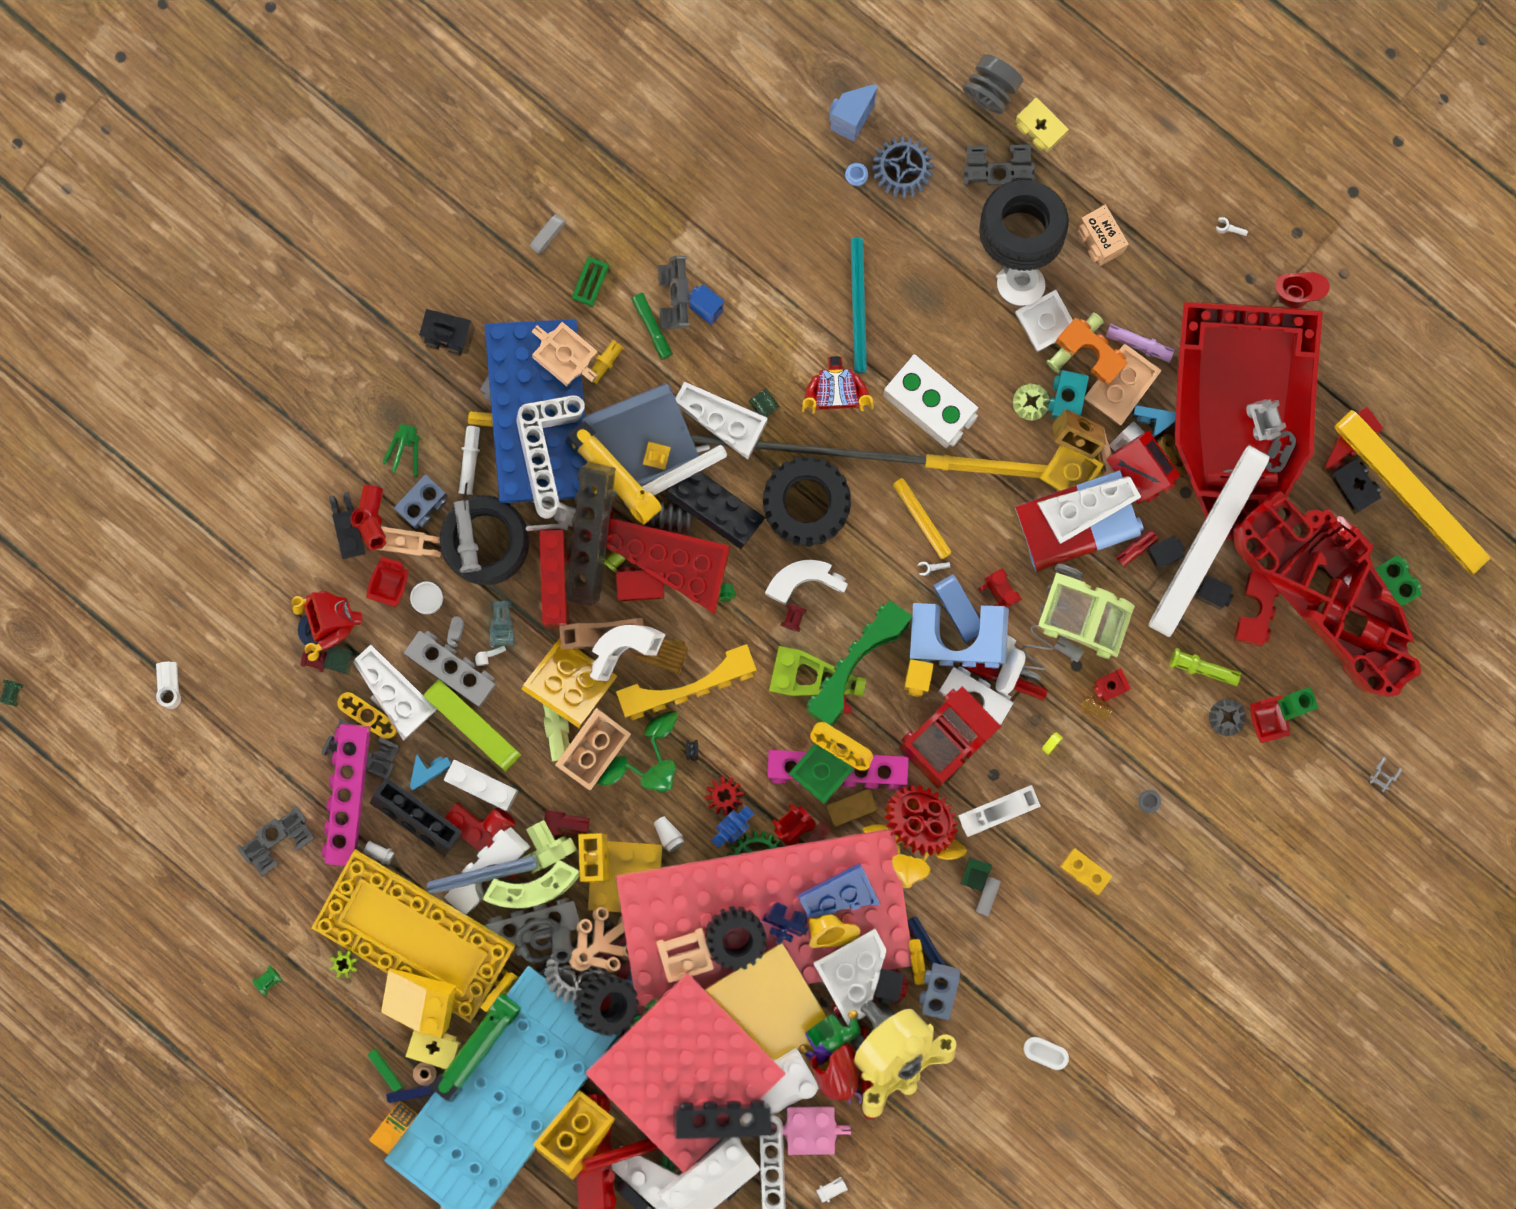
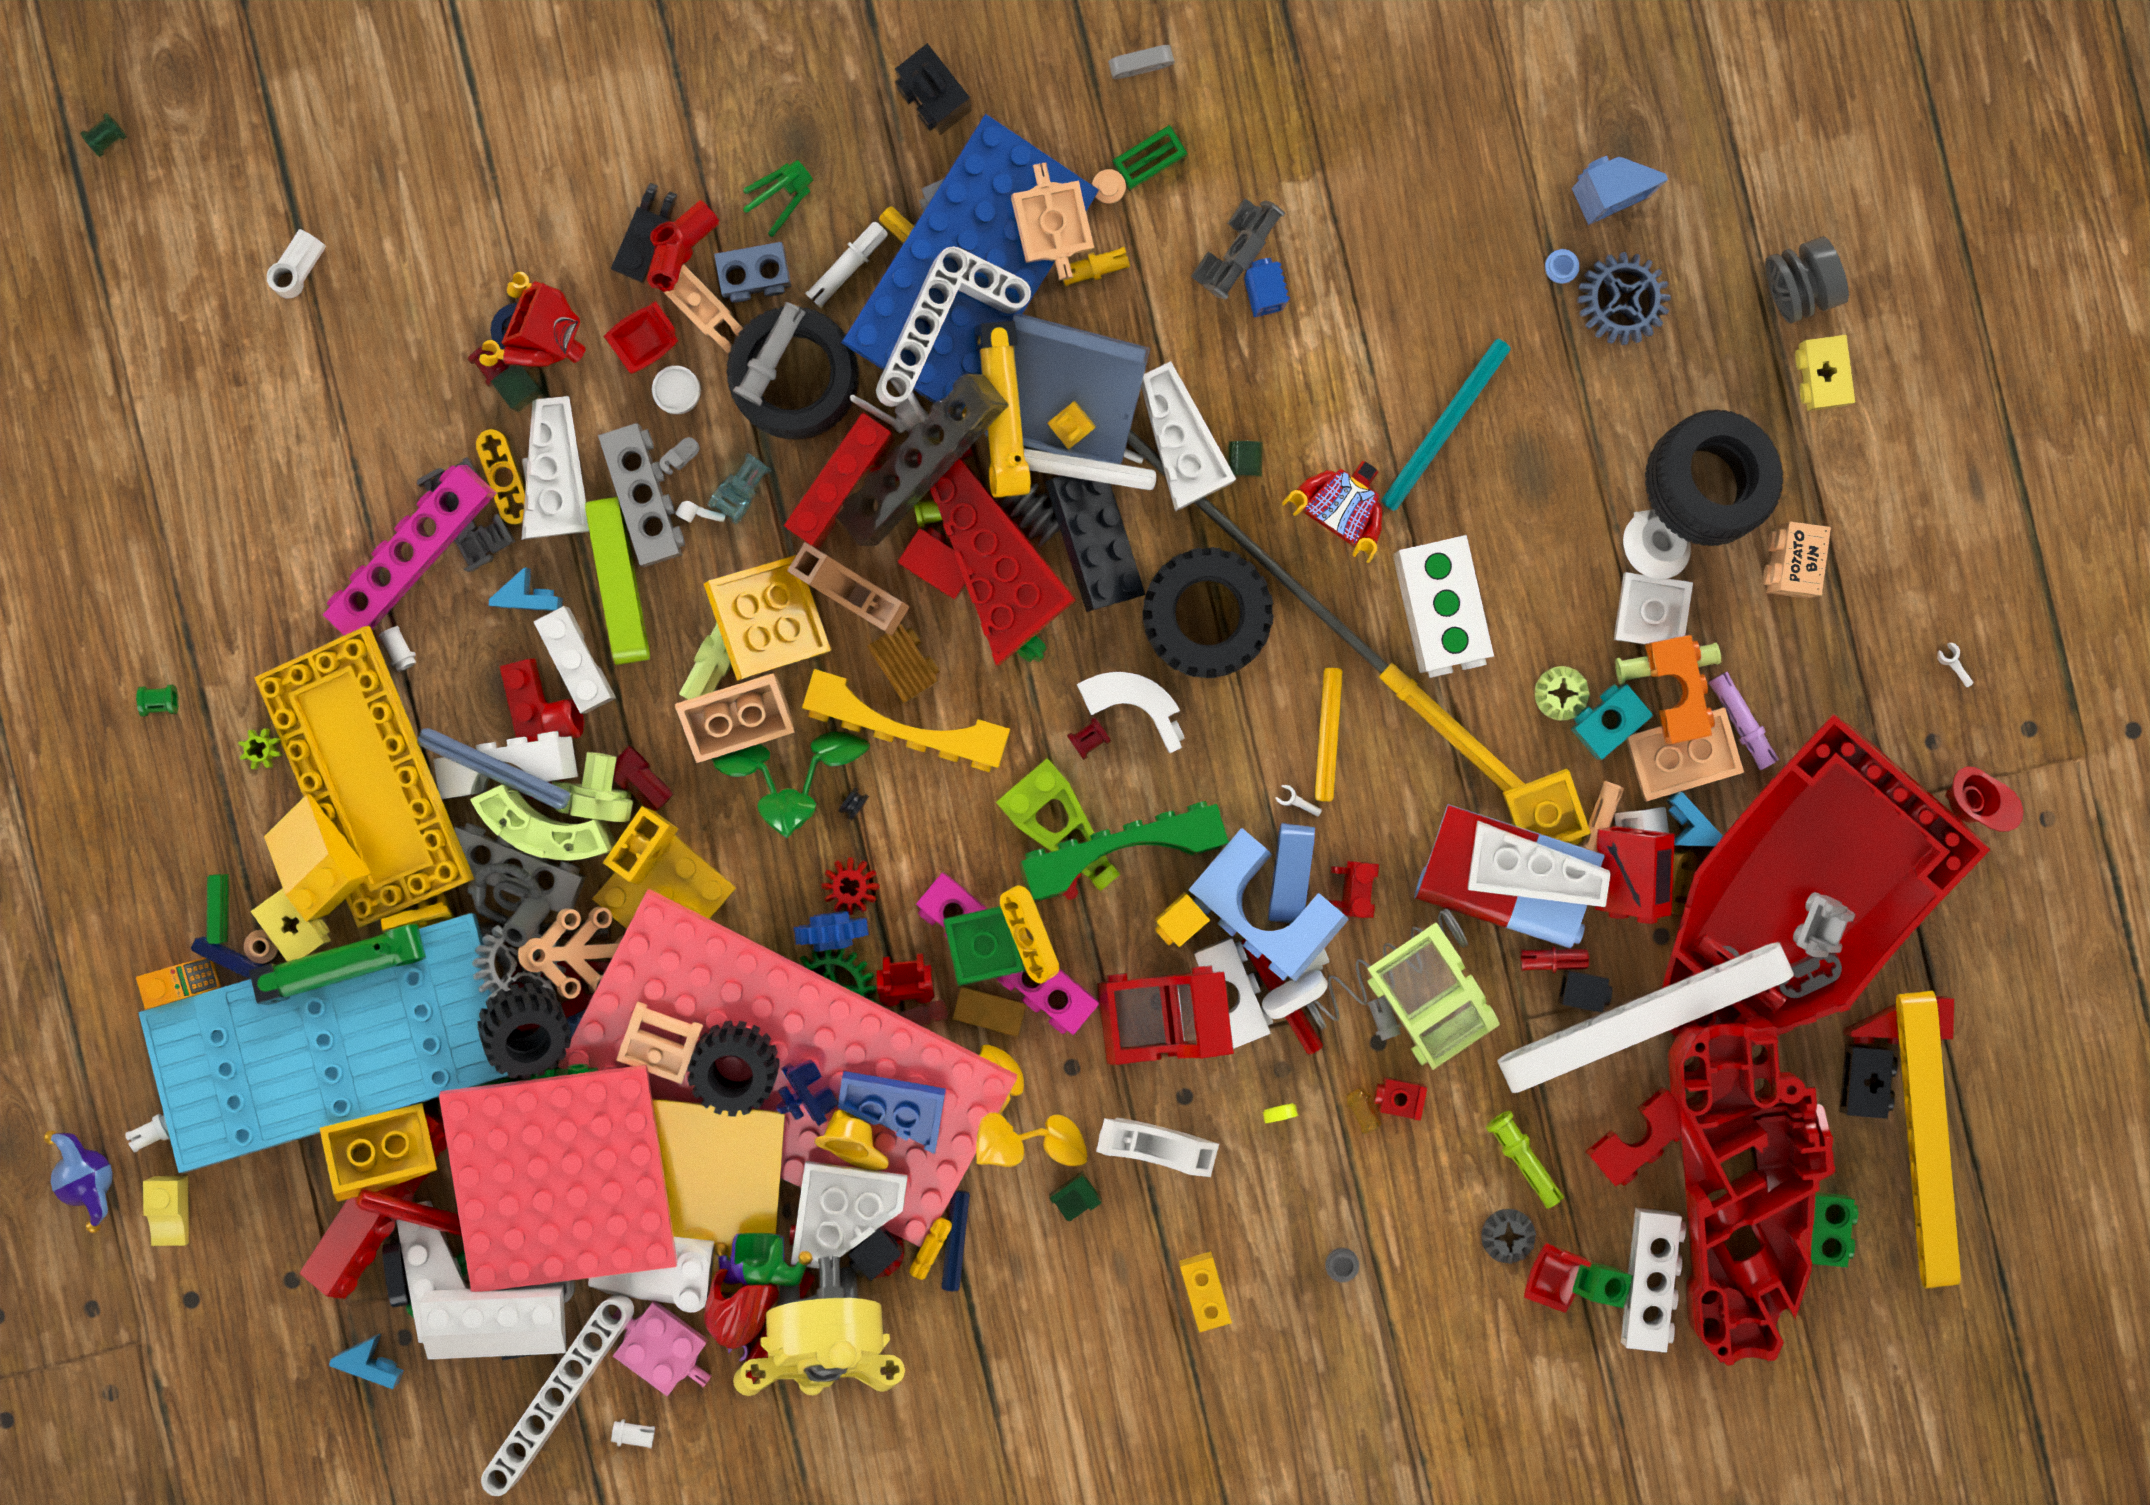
camera: 30 degrees right, 5 degrees up
(257, 849) = (260, 535): dark grey piece -> none
(415, 817) = (470, 639): black brick -> none
(580, 312) = (1110, 186): none -> light nougat plate
(616, 641) = (845, 612): white arch -> none
(658, 339) = (1186, 245): green piece -> none
(668, 834) = (751, 883): white cone -> none
(758, 1126) = (565, 1286): black brick -> none
(921, 820) = (1057, 1089): red gear -> none
(942, 991) = (932, 1305): sand blue brick -> none
(979, 172) = (1709, 374): dark grey piece -> none
(988, 896) = (1070, 1233): light grey hinge -> none
(1046, 1053) = (1000, 1464): white tile -> none
(1079, 434) = (1589, 776): pearl gold brick -> none
(1215, 593) = (1605, 1082): black brick -> none
(1310, 675) = (1647, 1227): none -> white brick
(1384, 785) = (1630, 1454): light grey piece -> none

